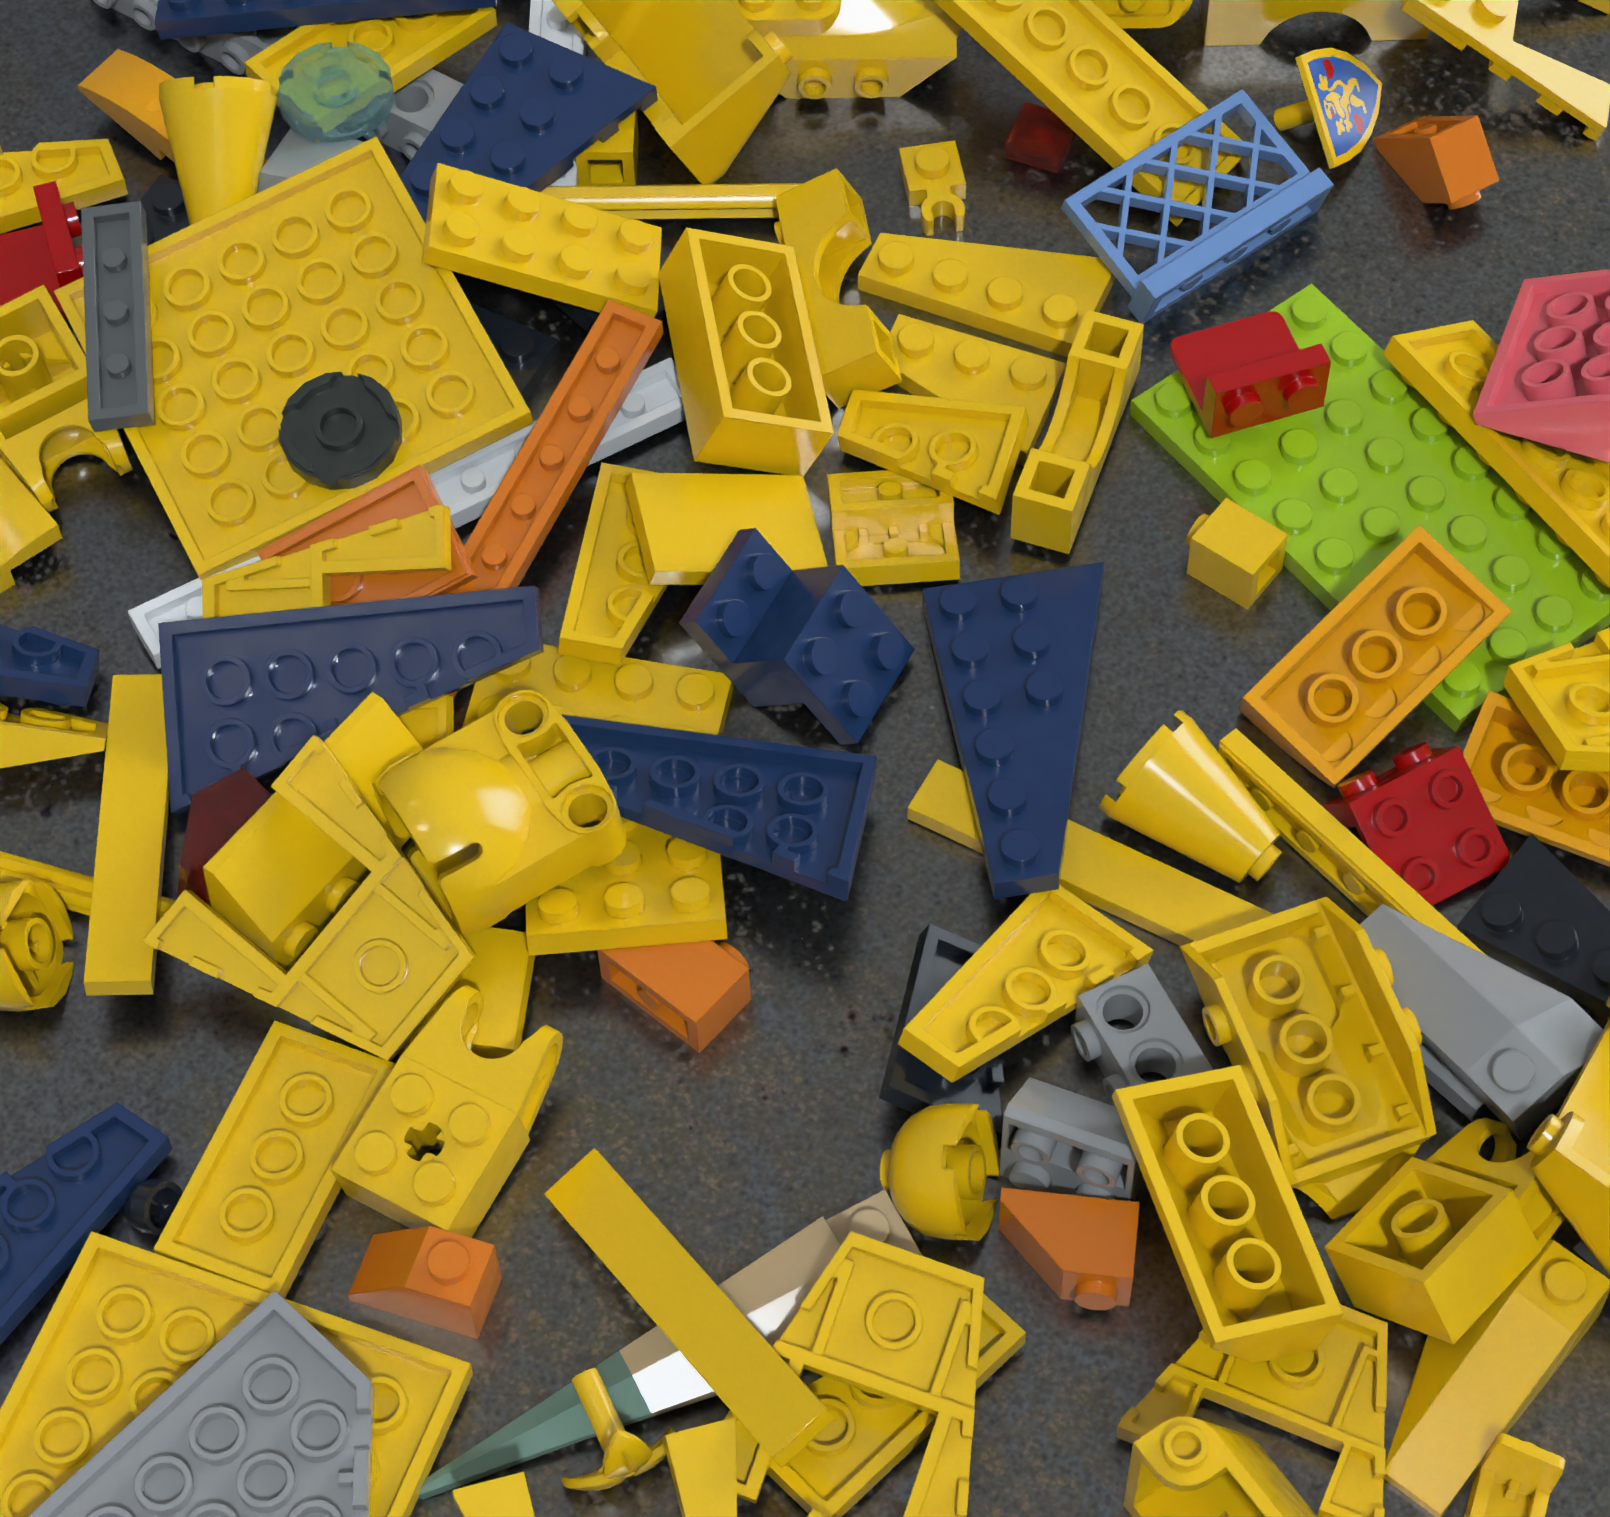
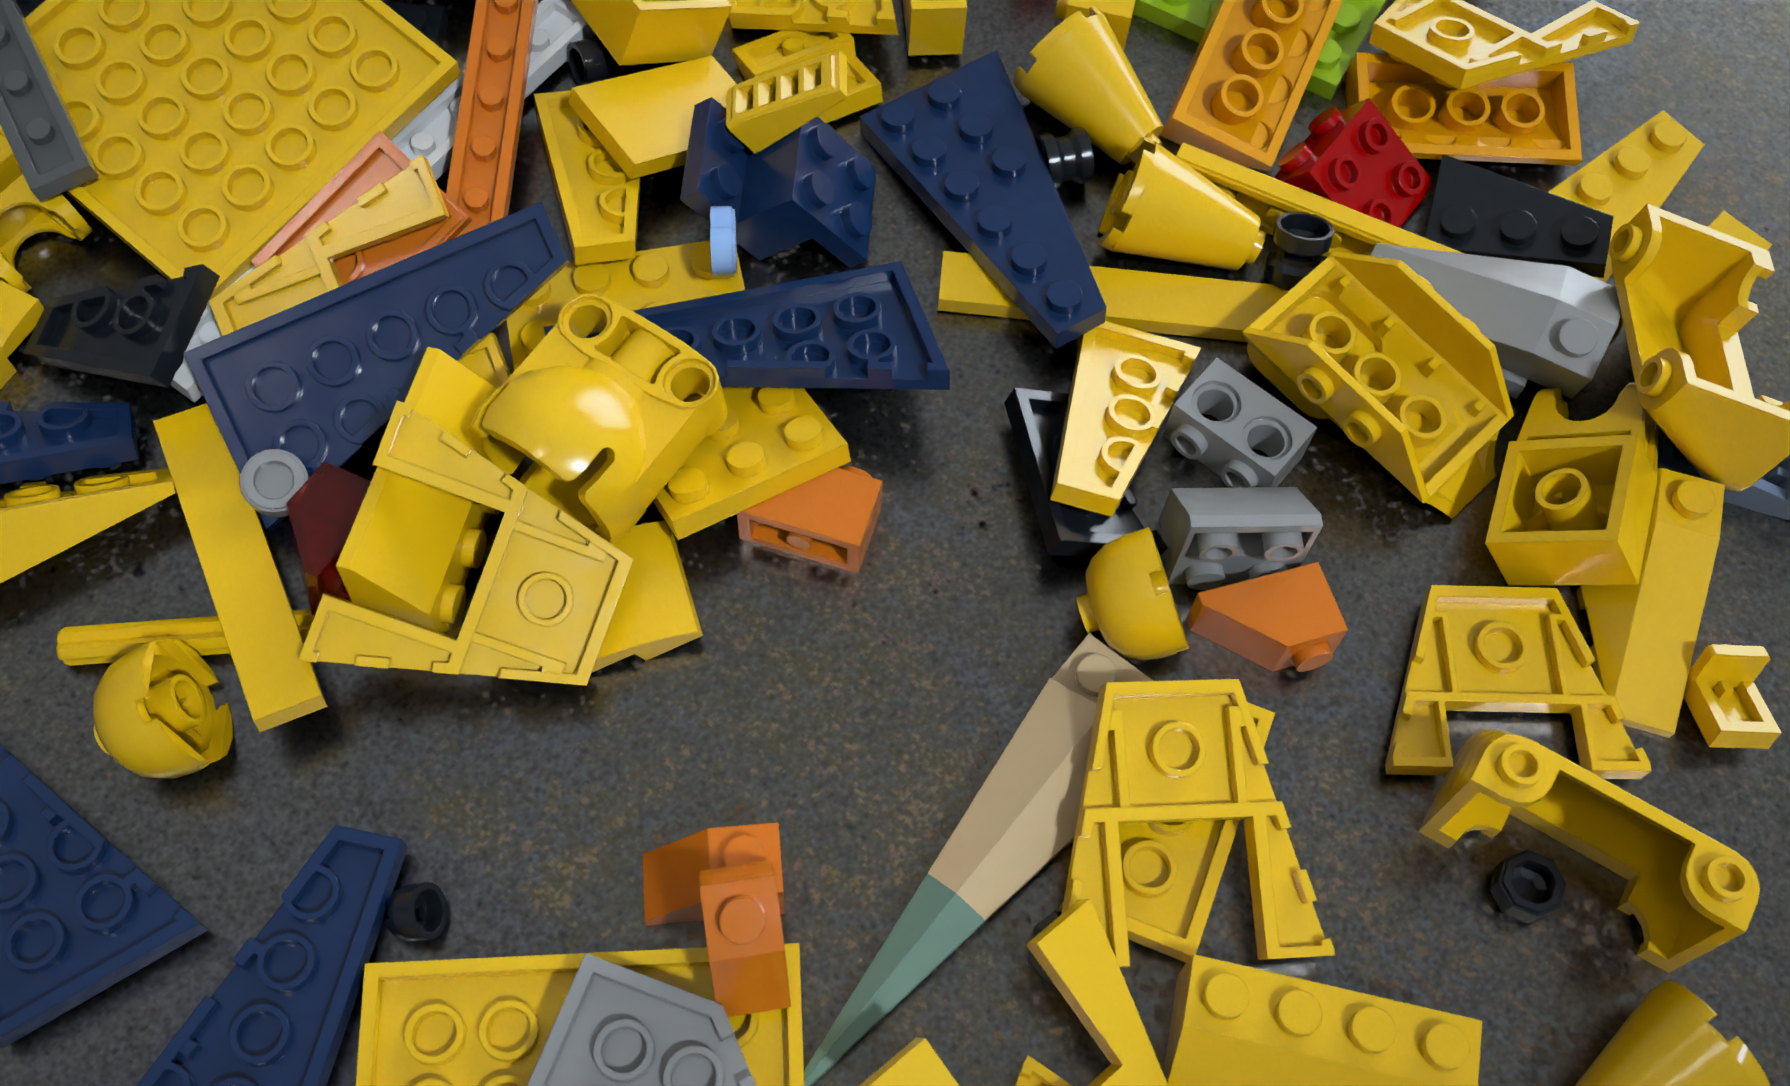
camera: 30 degrees left, 5 degrees up
(121, 581) = (126, 332): none -> black wing
(190, 768) = (271, 481): none -> light grey tile
(271, 1161) = (518, 823): yellow plate -> none
(340, 430) = (285, 129): pearl dark grey tile -> none
(412, 1330) = (745, 938): none -> orange slope
(452, 1102) = (667, 700): yellow brick -> none
(623, 1451) = (983, 975): yellow plant -> none
(672, 444) = (587, 61): none -> black hinge
(690, 1308) = (989, 811): yellow tile -> none
(704, 679) = (723, 242): none -> light blue tile
(820, 554) = (785, 99): none -> yellow slope
(1110, 703) = (1068, 156): none -> black wheel
(1174, 635) = (1091, 85): none -> yellow cone
(1230, 1214) = (1421, 536): yellow slope -> none
(1306, 874) = (1299, 247): none -> black wheel

